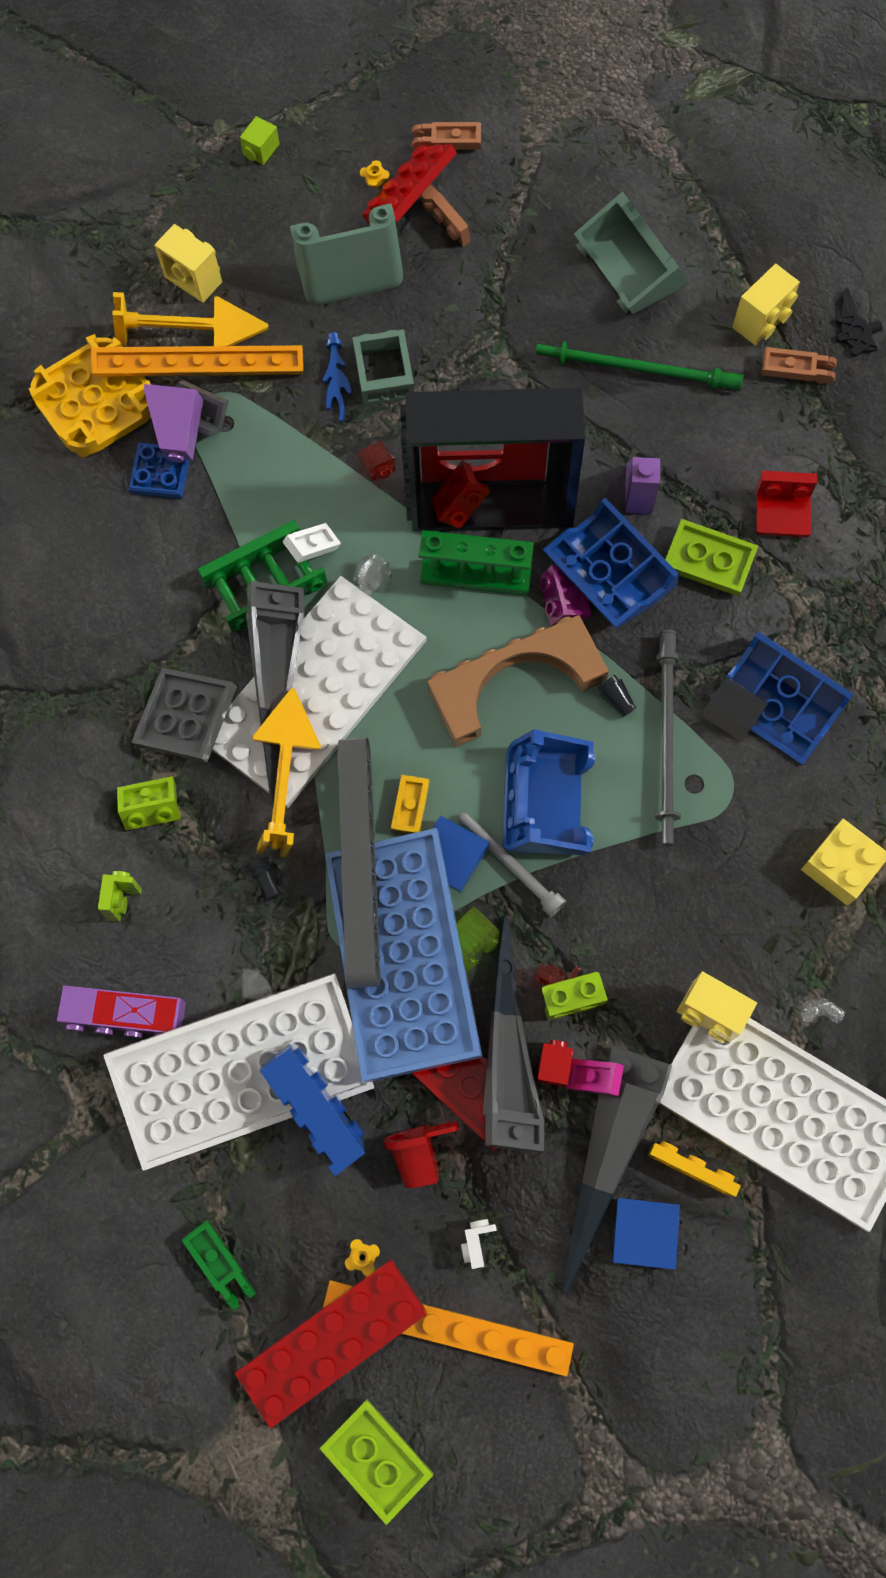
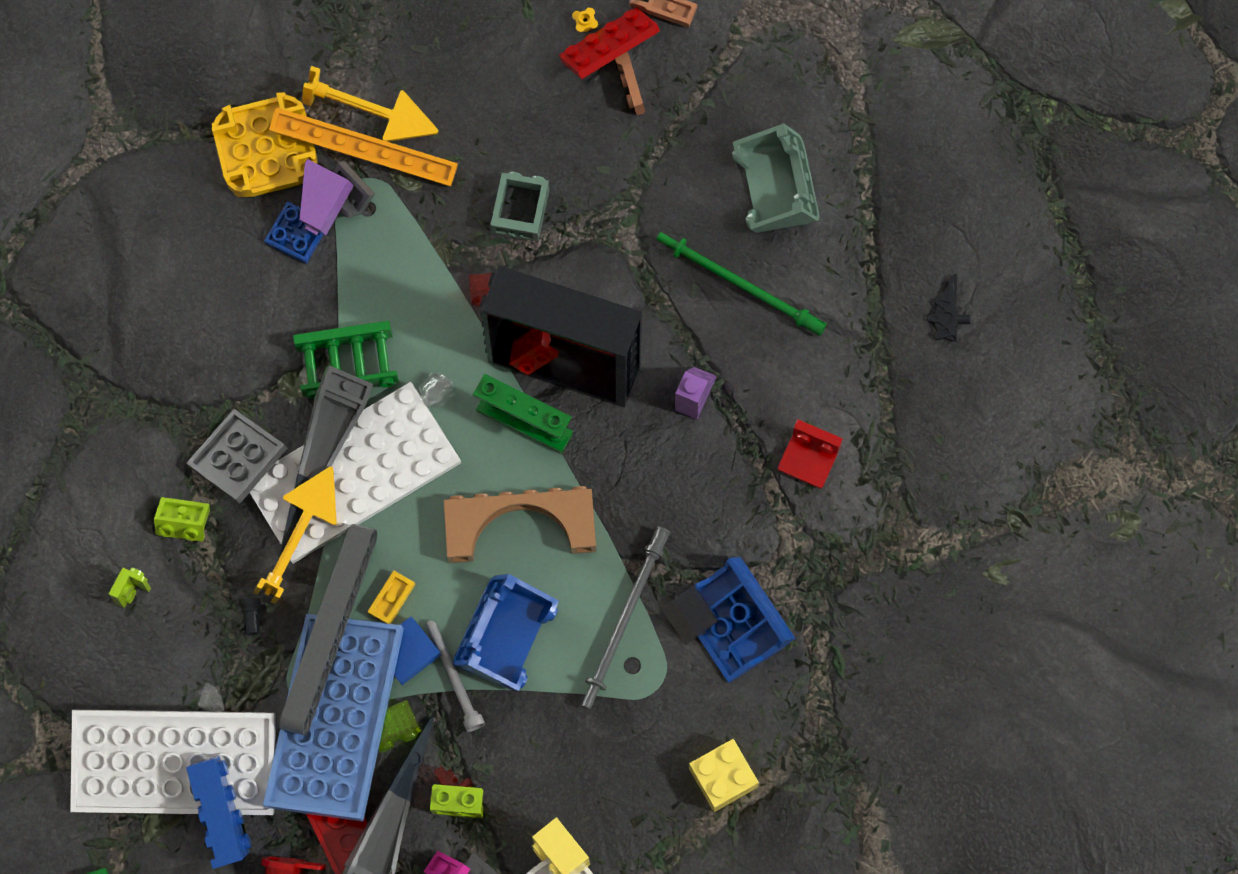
camera: 20 degrees right, 0 degrees up
(119, 1011) = (97, 680): medium lavender brick -> none
(188, 262) = (389, 54): light yellow brick -> none
(311, 542) = (396, 345): white plate -> none
(338, 379) = (478, 204): blue piece -> none
(348, 261) = (528, 103): sand green windscreen -> none
(555, 1063) = (421, 849): red brick -> none
(562, 596) = (591, 464): magenta bracket -> none
(613, 565) = (637, 456): blue piece -> none
(617, 695) = (597, 568): black cone -> none
(711, 557) = (727, 477): lime plate -> none
(766, 305) = (870, 269): light yellow brick -> none
(798, 365) = (878, 331): nougat hinge -> none

